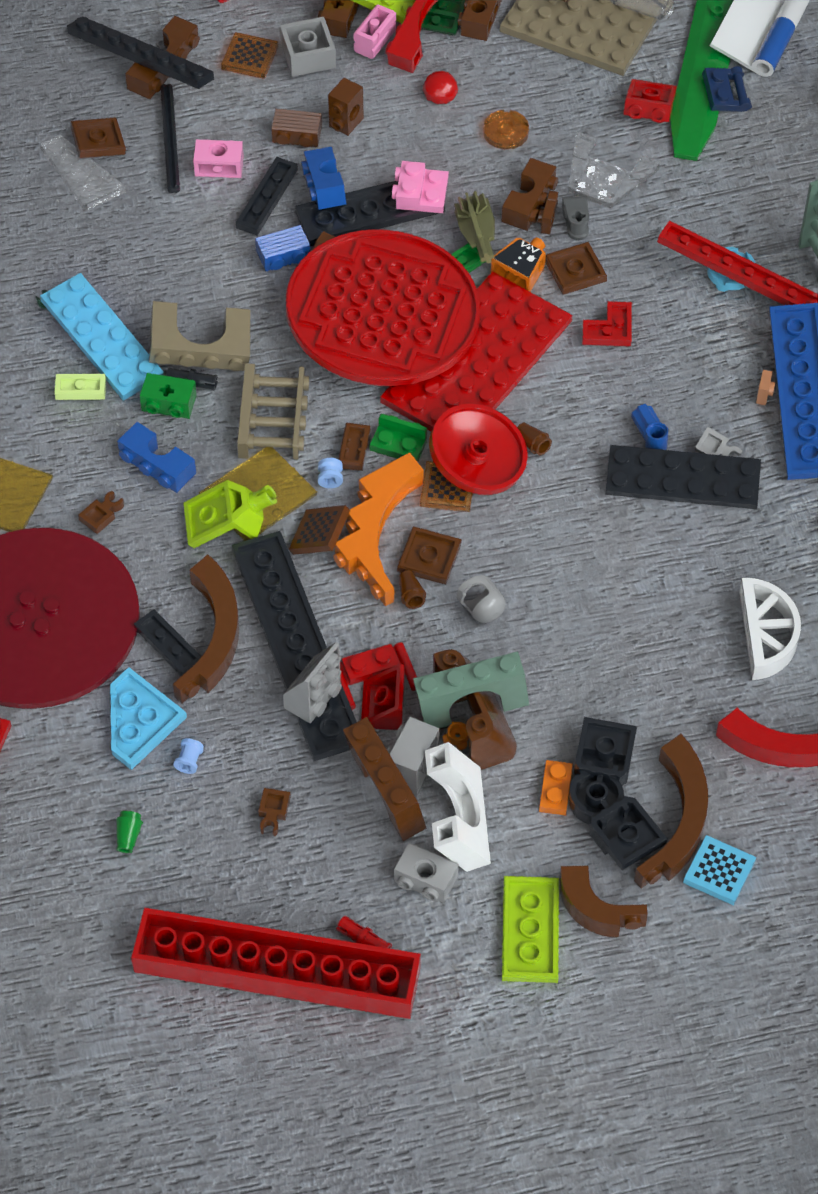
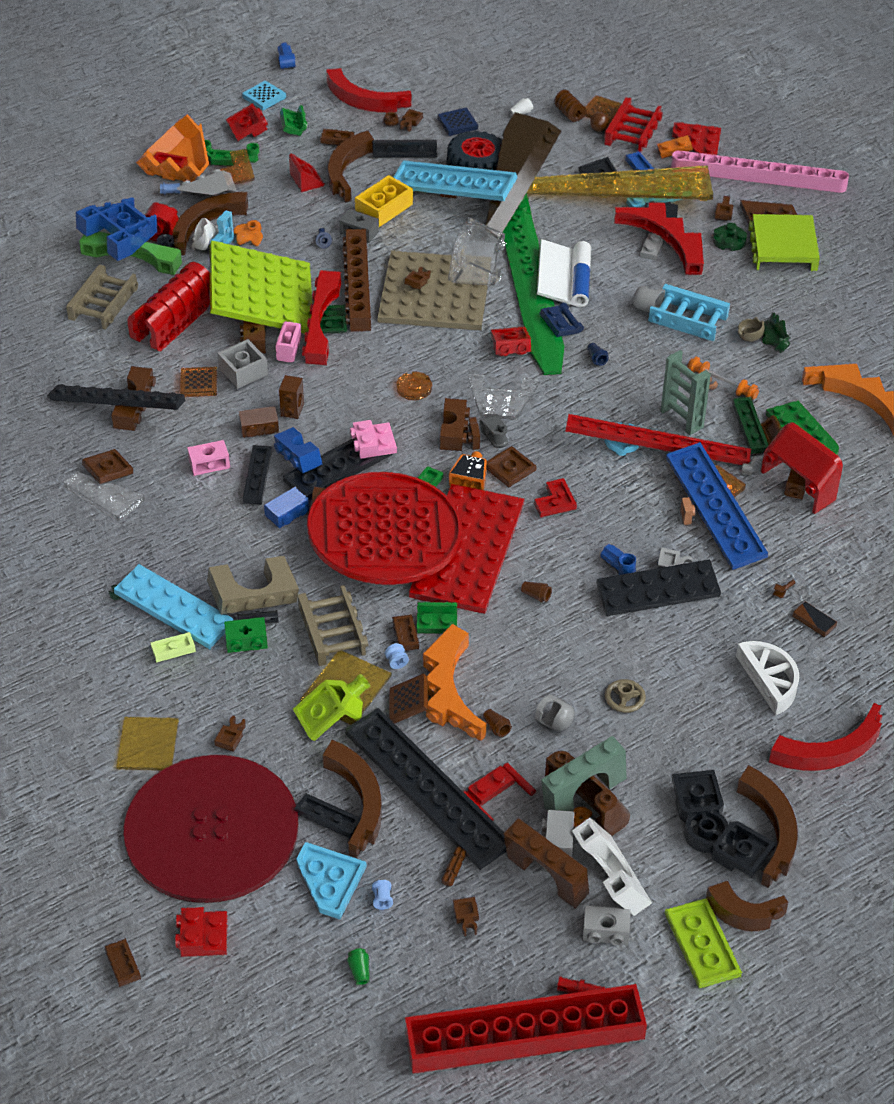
camera: 20 degrees left, 10 degrees down
(170, 140) = (163, 453): black axle -> none
(170, 470) = (271, 688): blue arch -> none
(284, 748) = (453, 867): none -> reddish brown axle
(315, 685) = (462, 808): light grey slope -> none
(384, 698) = (515, 803): red slope -> none
(429, 555) = (498, 694): reddish brown tile -> none
(440, 87) = (353, 369): red hair -> none
(441, 493) = (489, 642): clear orange tile -> none
(477, 223) = (427, 453): olive piece -> none
(478, 449) = (502, 608): red dish -> none
(555, 787) = (672, 833): orange plate -> none
(580, 589) = (626, 691): none -> dark tan piece
(719, 870) = (820, 856): medium azure tile -> none
(751, 147) = (598, 355): none -> dark blue cone

